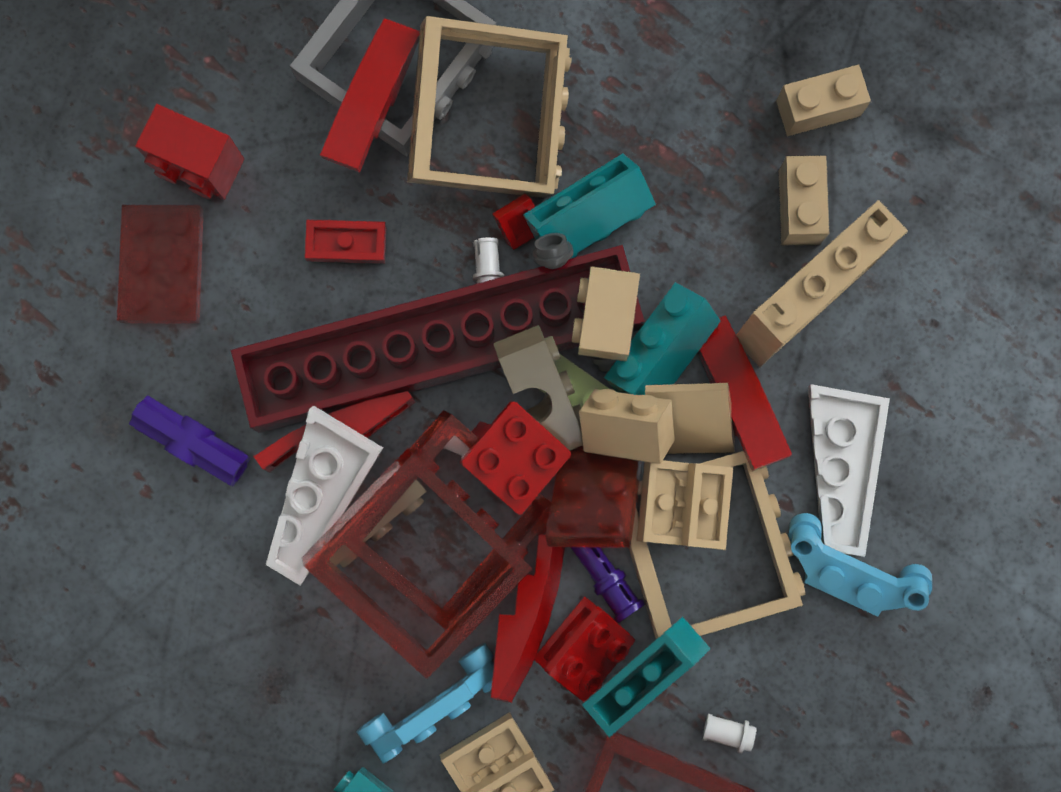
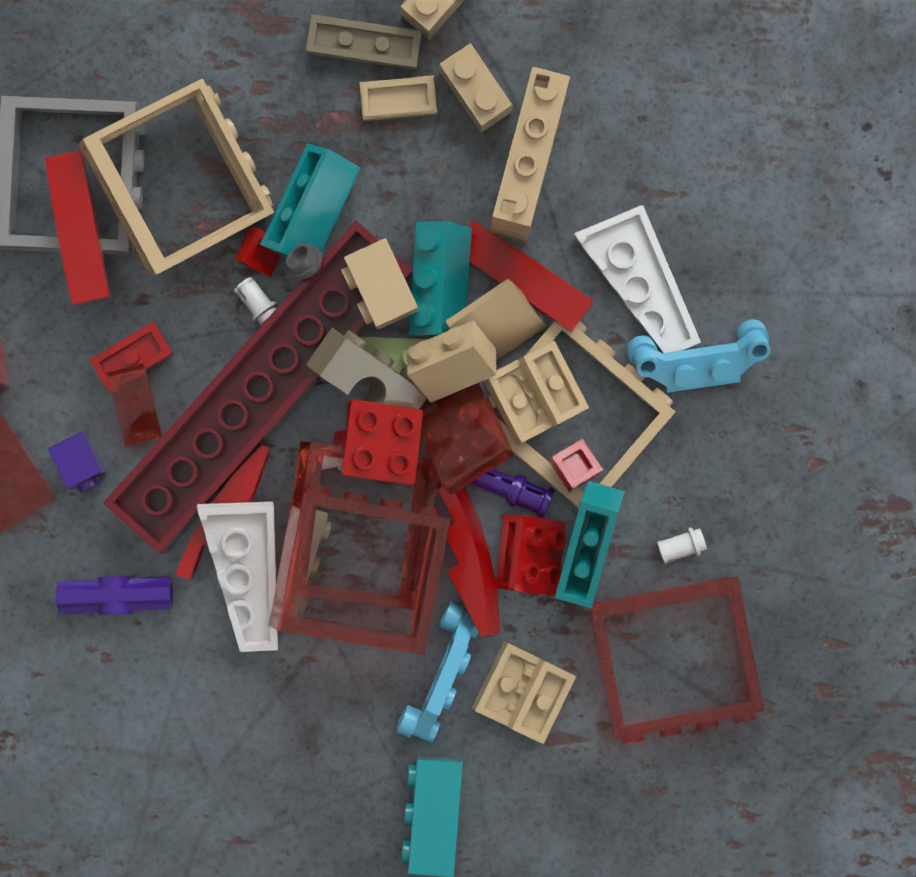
camera: 35 degrees left, 5 degrees up
(236, 302) = (77, 462): none -> dark purple brick
(319, 282) = (134, 404): none -> clear red plate
(679, 594) = (575, 465): none -> plate
(727, 168) = (398, 98): none -> tan tile
(729, 100) = (363, 42): none -> dark tan plate

